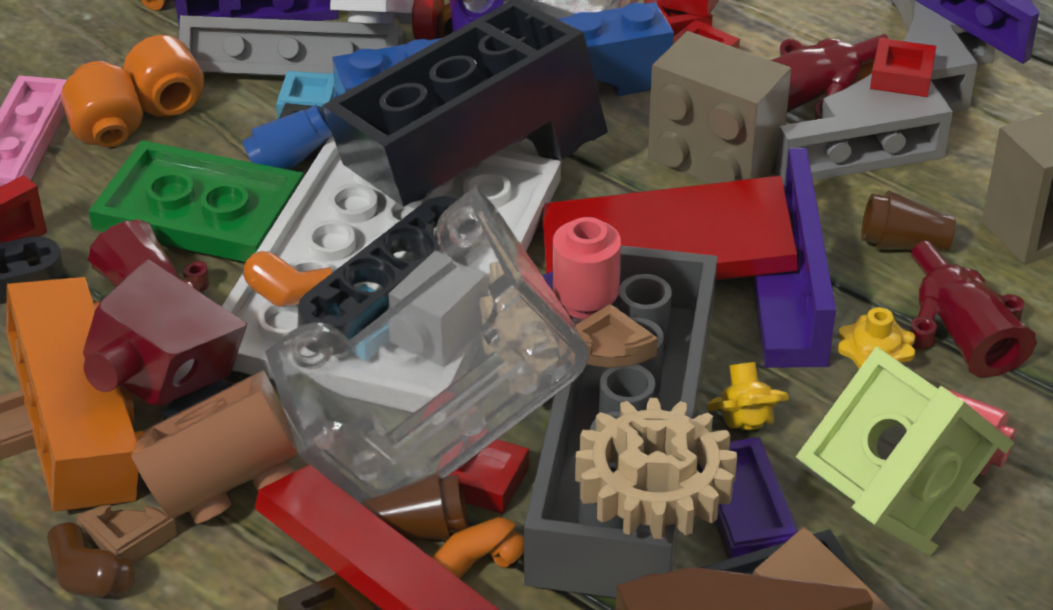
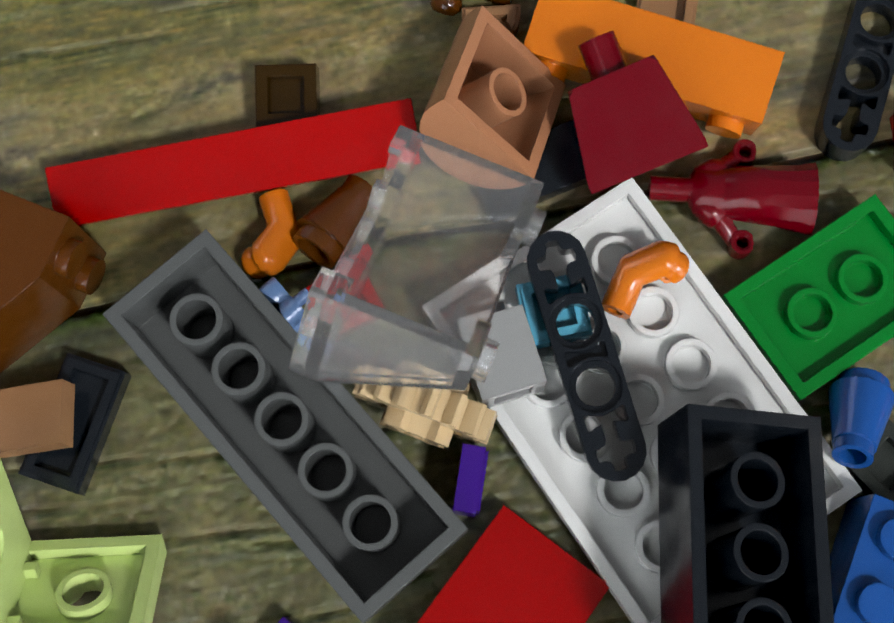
camera: 130 degrees right, 35 degrees up
(524, 480) = (286, 305): none -> medium blue piece
(586, 266) = (401, 479): coral brick -> none
(616, 339) = (327, 434): medium nougat tile -> none
(655, 468) = (122, 336): tan gear -> none
(747, 401) = (237, 543): yellow plant -> none
(758, 509) = (164, 467): dark purple tile -> none

